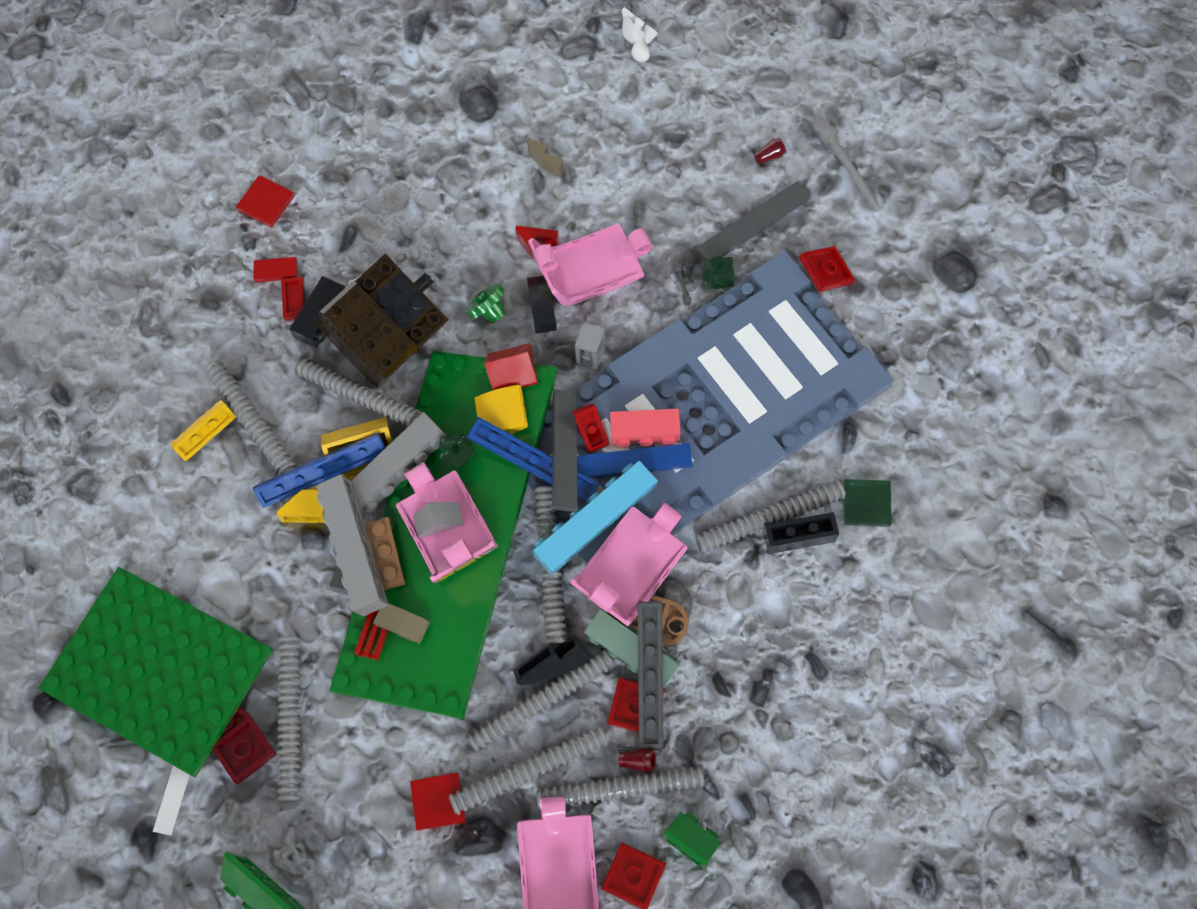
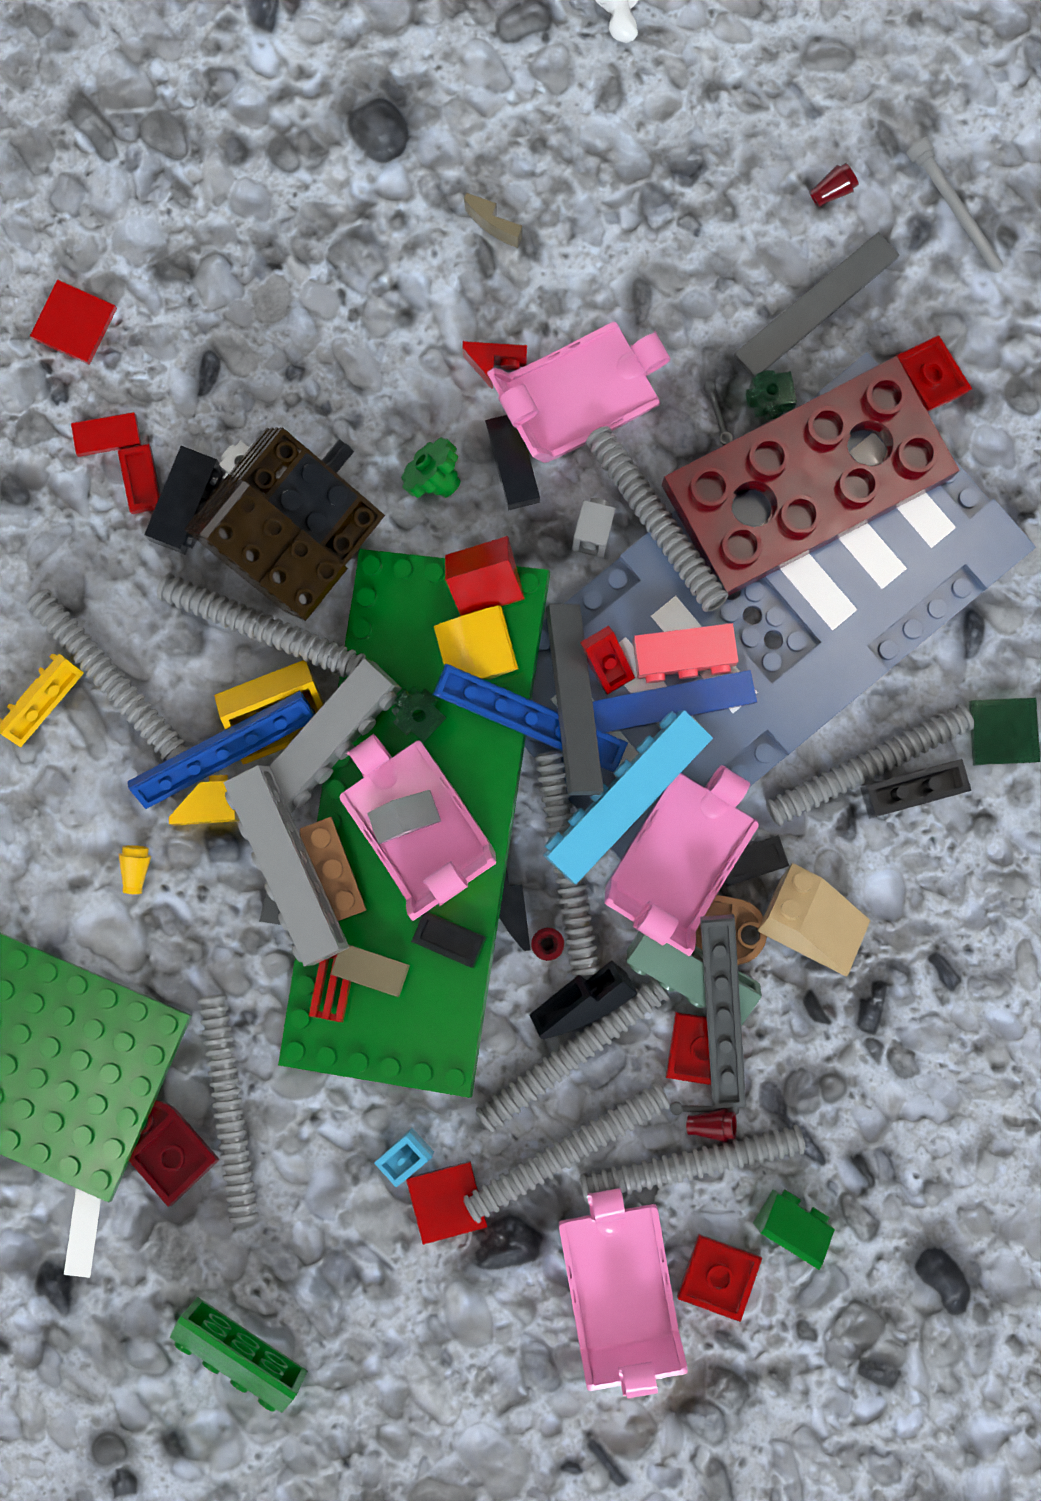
camera: 10 degrees left, 15 degrees up
(248, 546) = (133, 866): none -> yellow cone
(410, 764) = (404, 1157): none -> medium azure slope
(459, 605) = (449, 939): none -> black tile
(509, 595) = (514, 914): none -> black slope
(528, 613) = (553, 953): none -> dark red cone
(634, 342) = (657, 519): none -> light grey piece
(685, 577) = (758, 860): none -> black tile
(723, 617) = (814, 920): none -> tan slope
(739, 322) = (810, 476): none -> dark red plate

